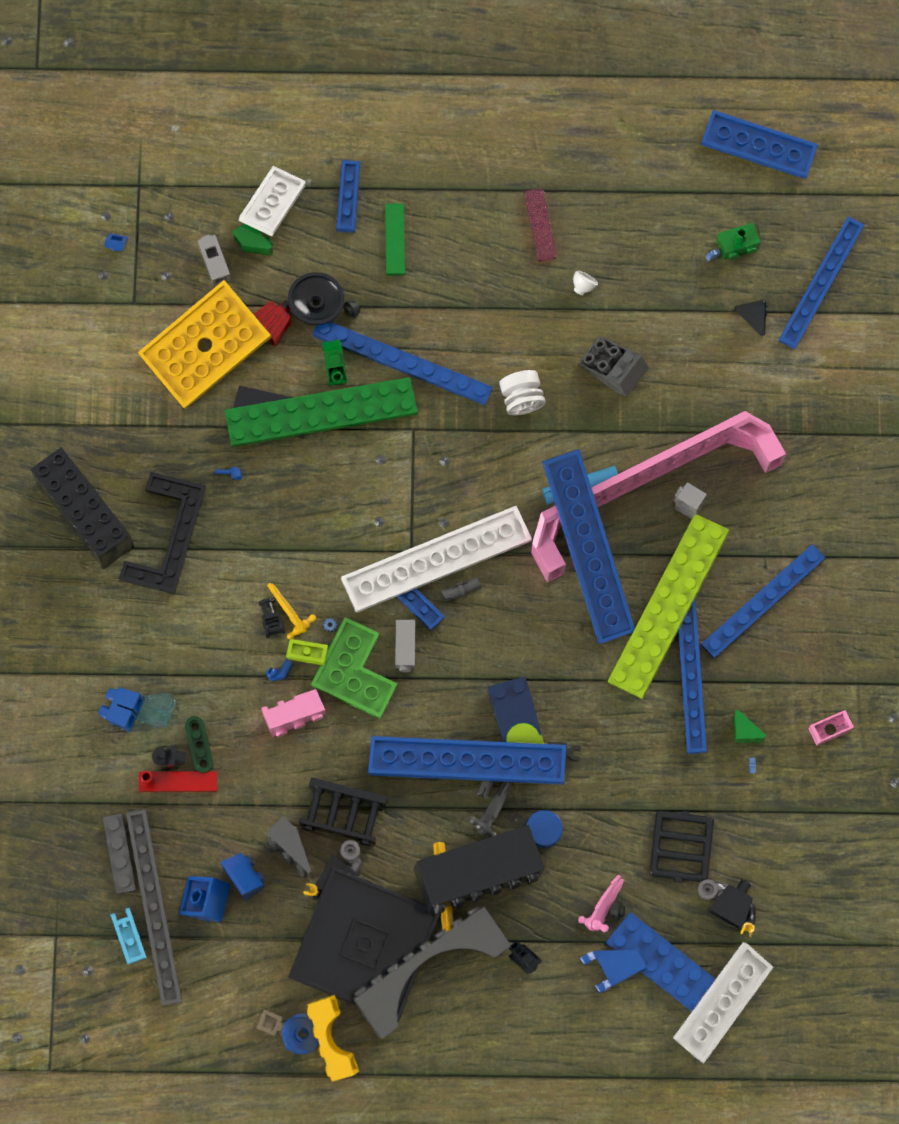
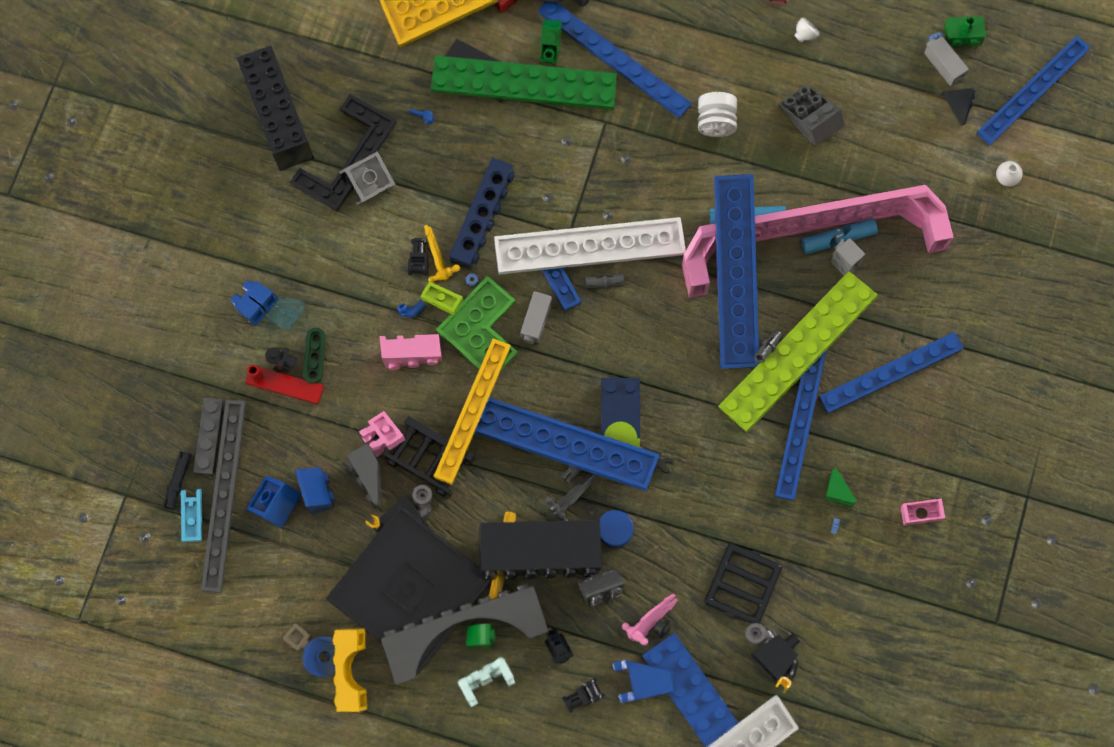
camera: 20 degrees right, 0 degrees up
(102, 906) = (174, 487): none -> black pin
(198, 551) = (369, 176): none -> light grey piece
(294, 798) = (387, 432): none -> bright pink plate
(321, 508) = (496, 170): none -> dark blue brick
(373, 755) = (472, 411): none -> yellow plate
(447, 969) = (480, 636): none -> green slope
(462, 1007) = (484, 676): none -> light aqua plate
(548, 887) = (601, 586): none -> dark grey slope
(563, 997) = (584, 694): none -> black connector
(638, 609) = (768, 346): none -> dark grey pin
(686, 473) = (853, 231): none -> dark azure piece
(728, 276) = (946, 60): none -> light grey brick
(821, 372) = (1009, 173): none -> white brick

